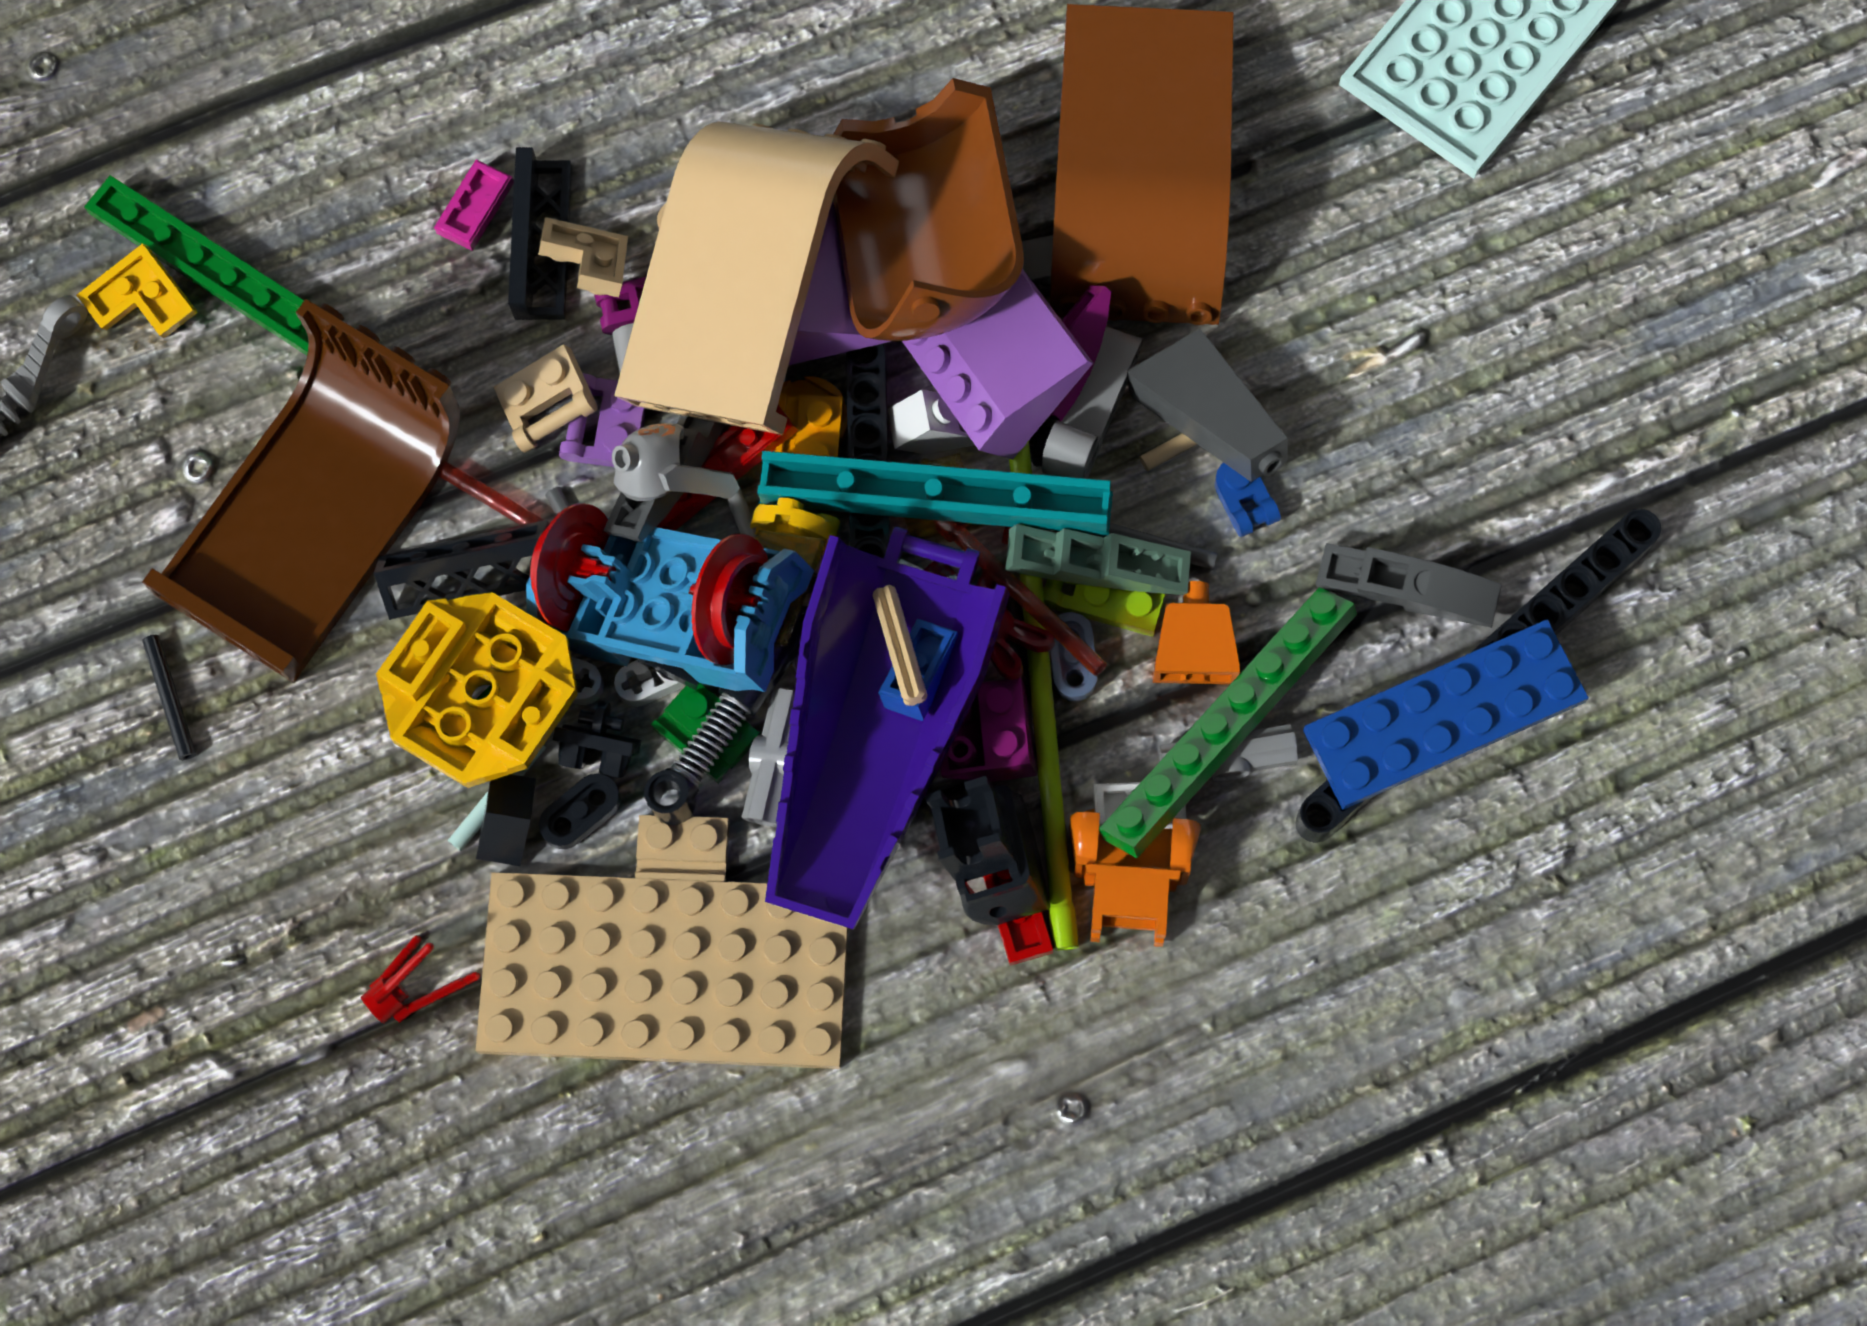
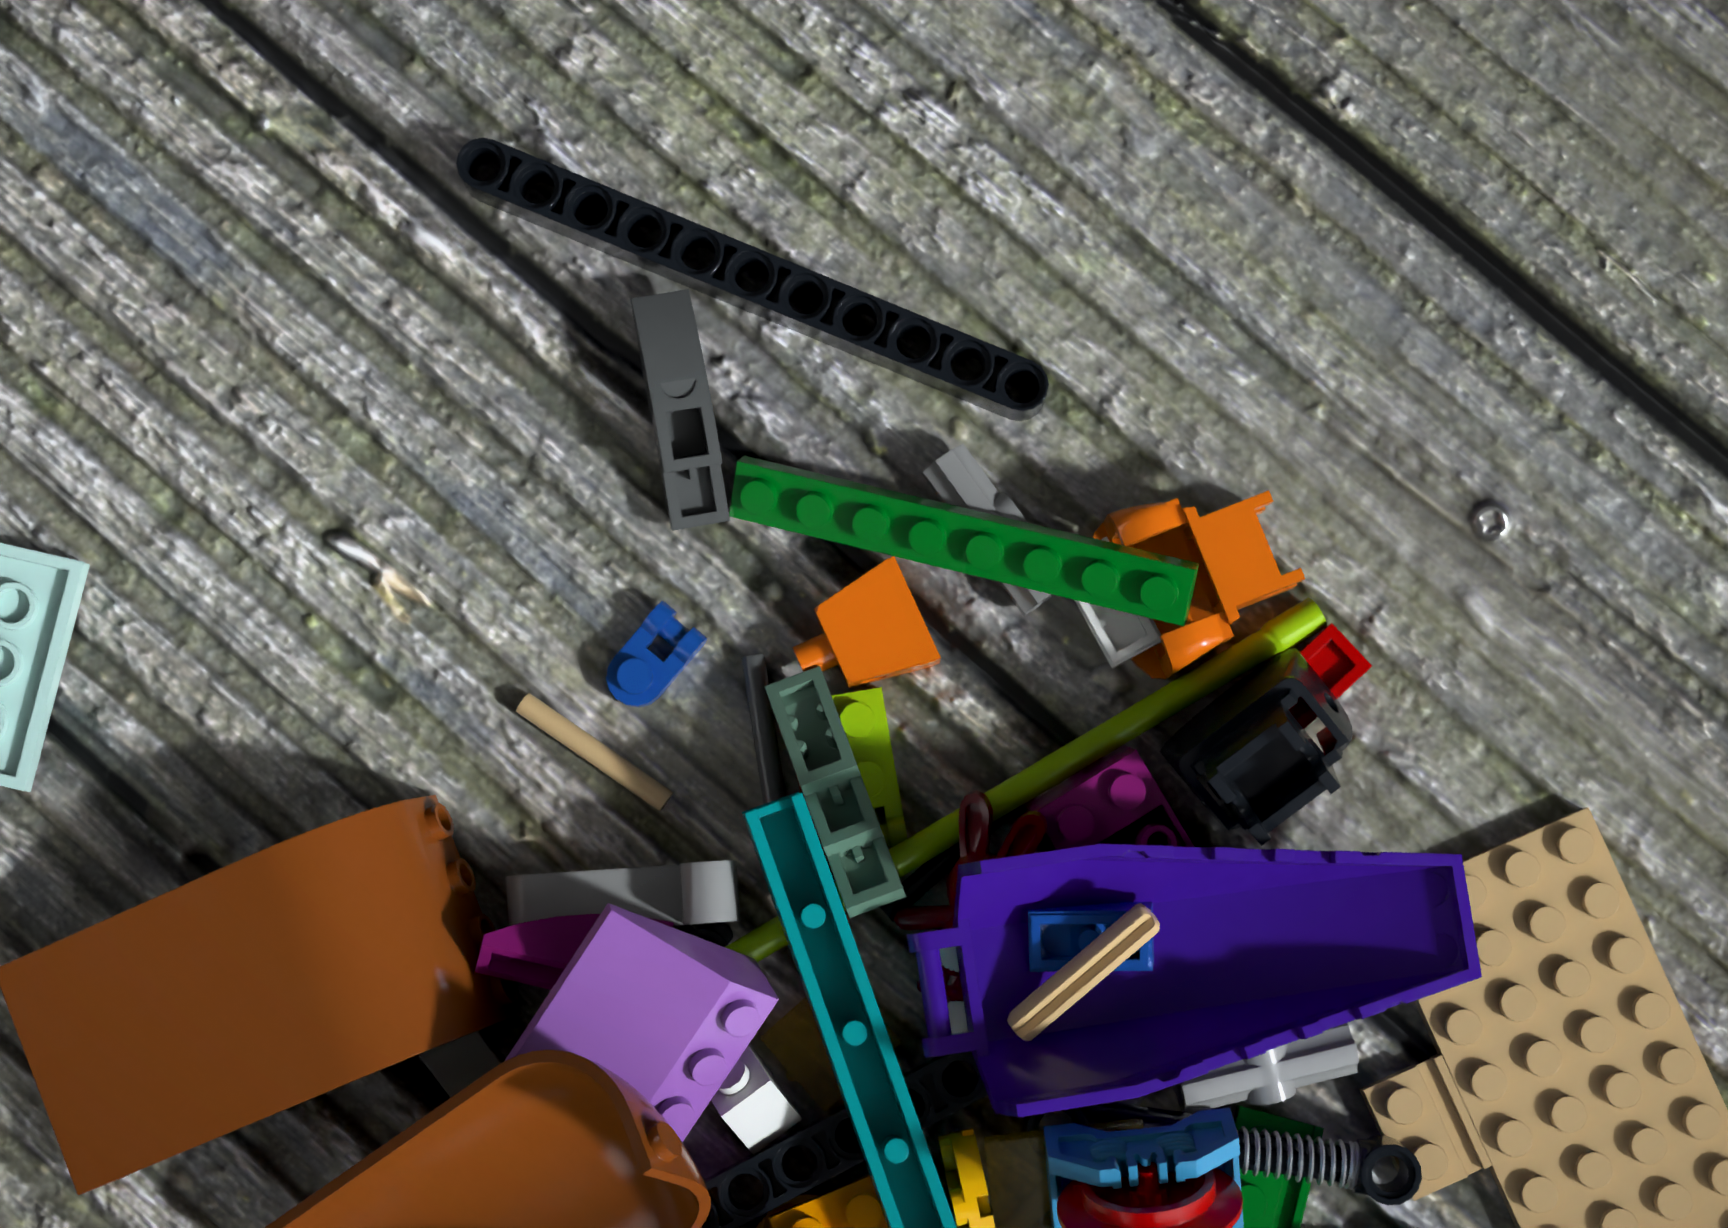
camera: 120 degrees left, 10 degrees up
(1024, 596) = (927, 858): clear red bar -> none
(1065, 664) = (959, 770): sand blue plate -> none
(1210, 405) = (559, 751): dark grey slope -> none
(1445, 714) = (833, 290): blue plate -> none

